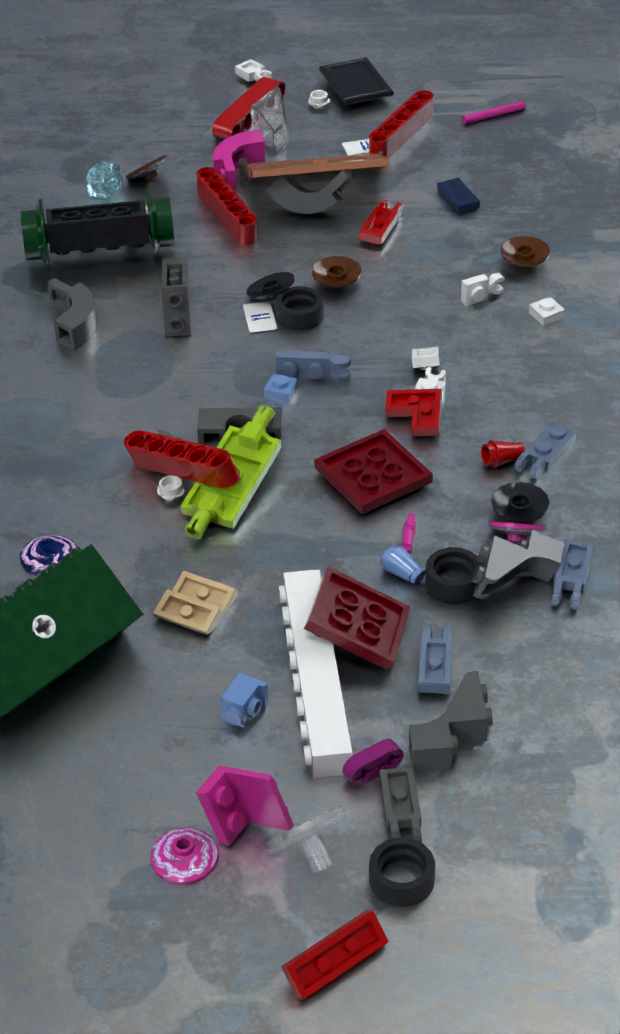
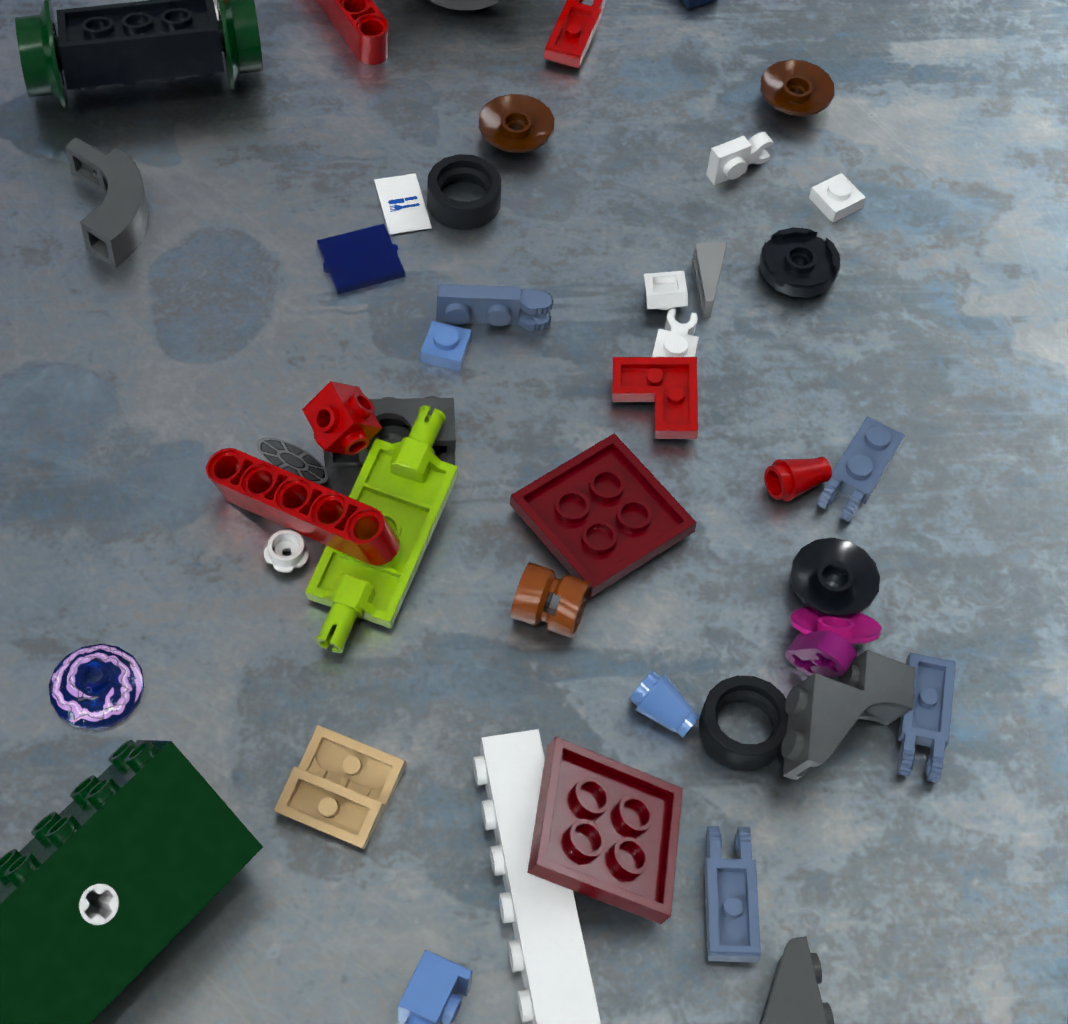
camera: 10 degrees left, 15 degrees up
(176, 296) = (271, 170): dark grey slope -> none
(208, 411) = (342, 419): none -> red brick
(230, 344) = (360, 258): none -> clear blue piece
(270, 286) = (417, 150): black dish -> none
(336, 511) = (535, 594): none -> dark orange wheel
(409, 532) = (666, 630): dark pink piece -> none
(456, 345) = (707, 267): none -> light grey piece
(507, 529) = (821, 653): none -> magenta beam
(516, 343) = (799, 262): none -> black plate

